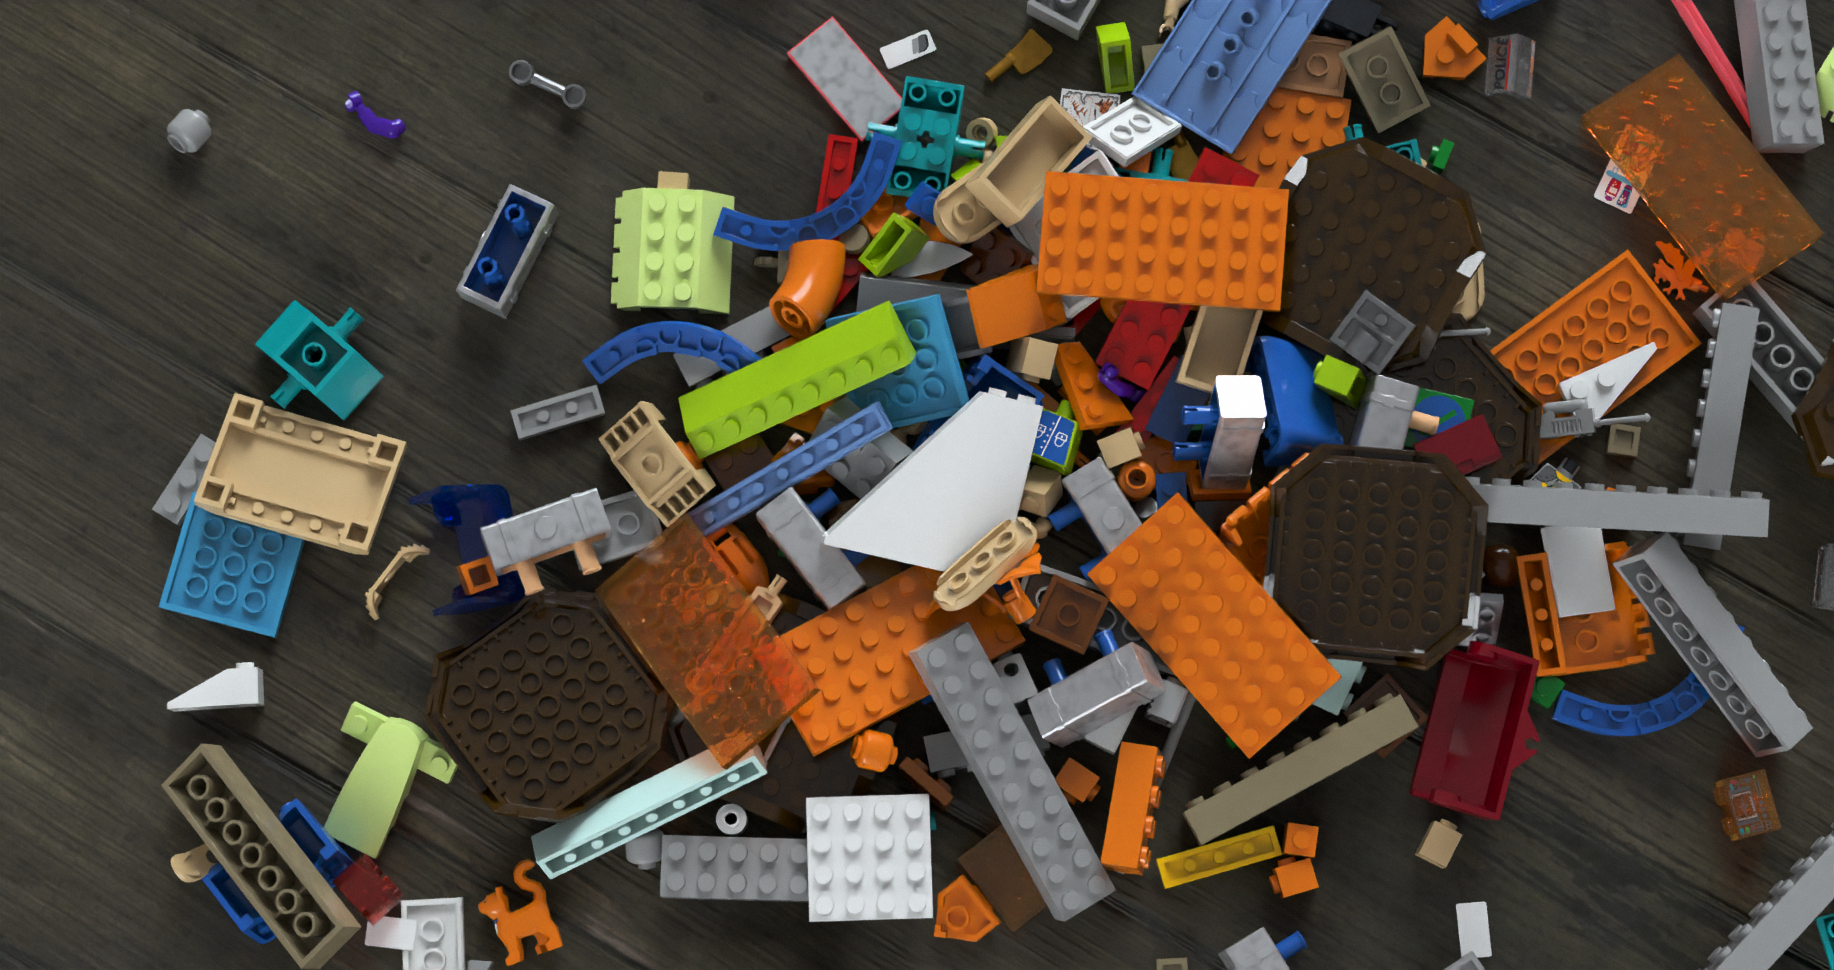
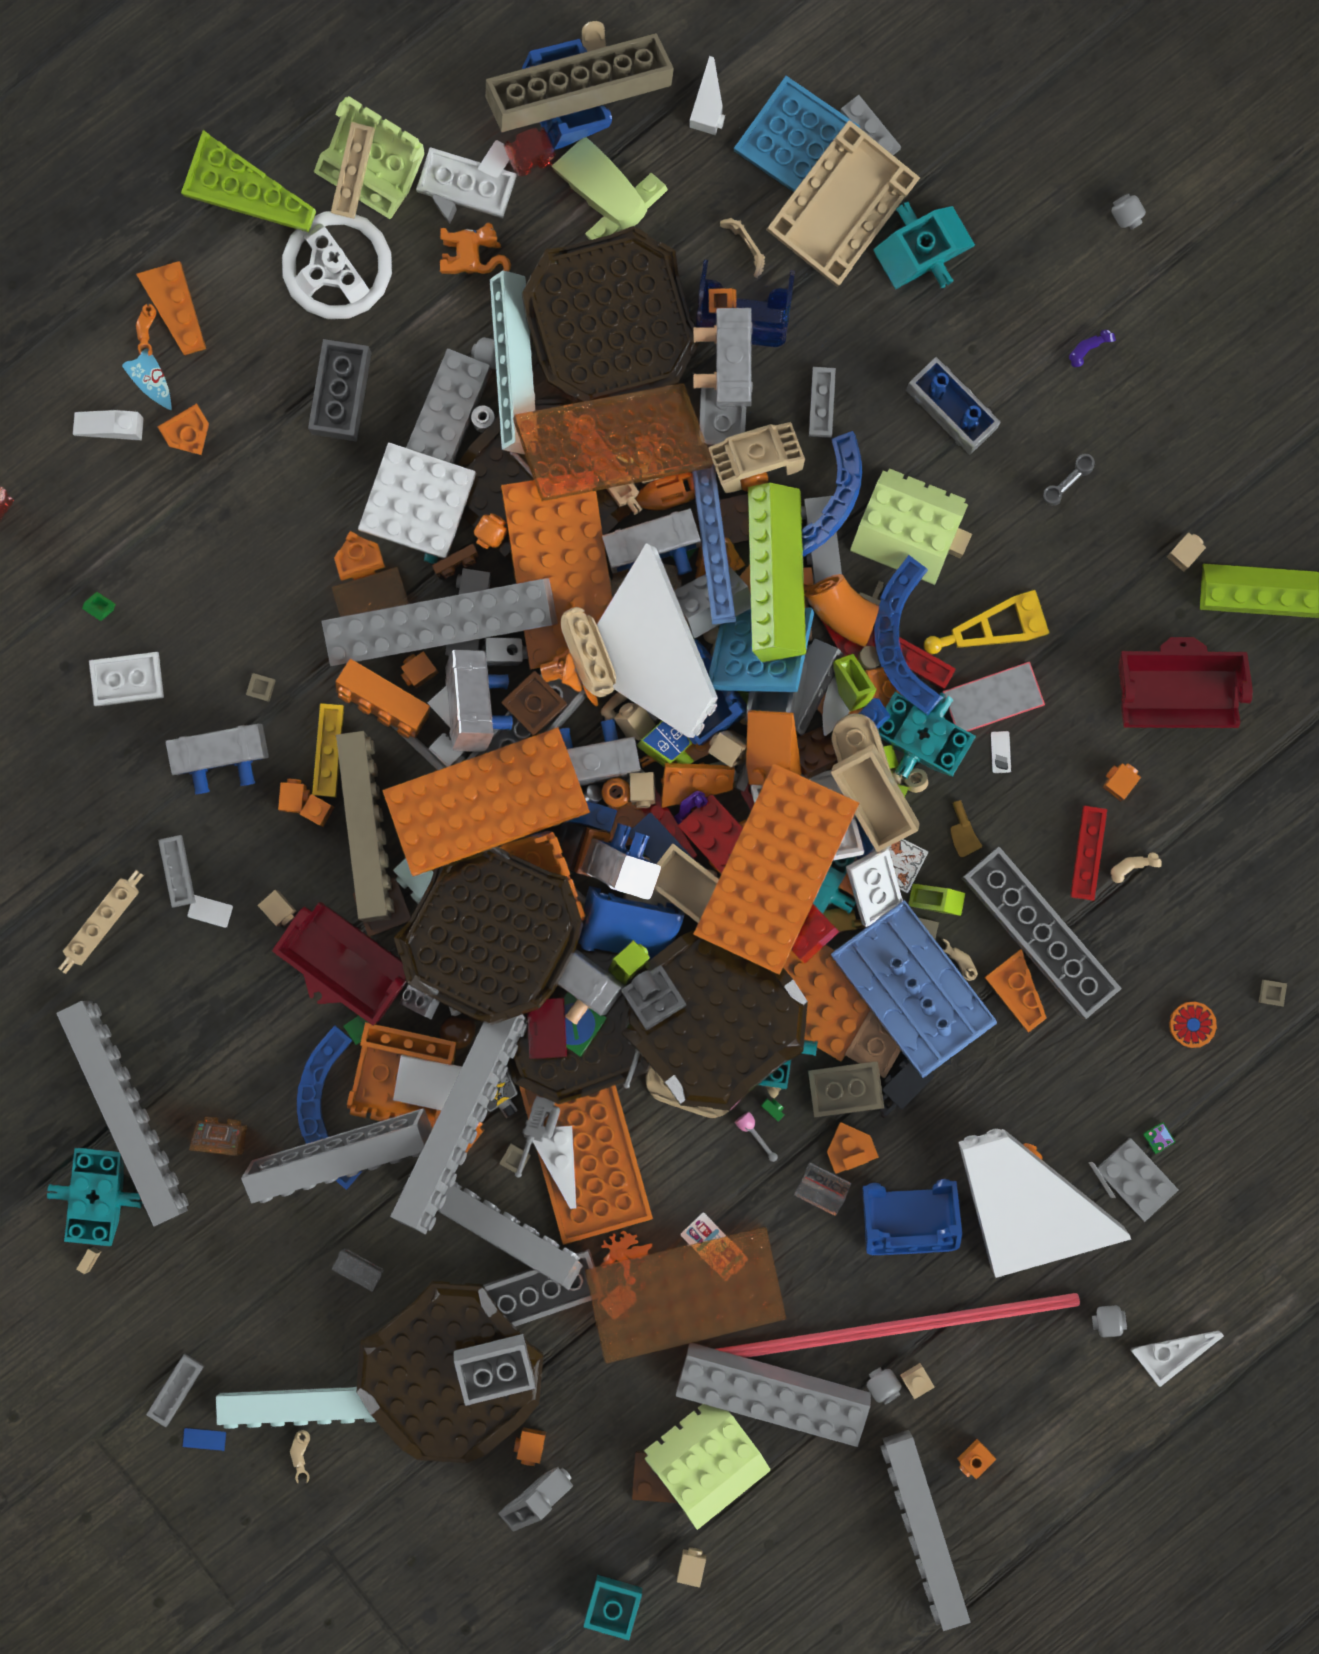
camera: 115 degrees right, 5 degrees up
(733, 71) = (1029, 615): none -> yellow plate
(1470, 181) = (746, 1123): none -> hinge

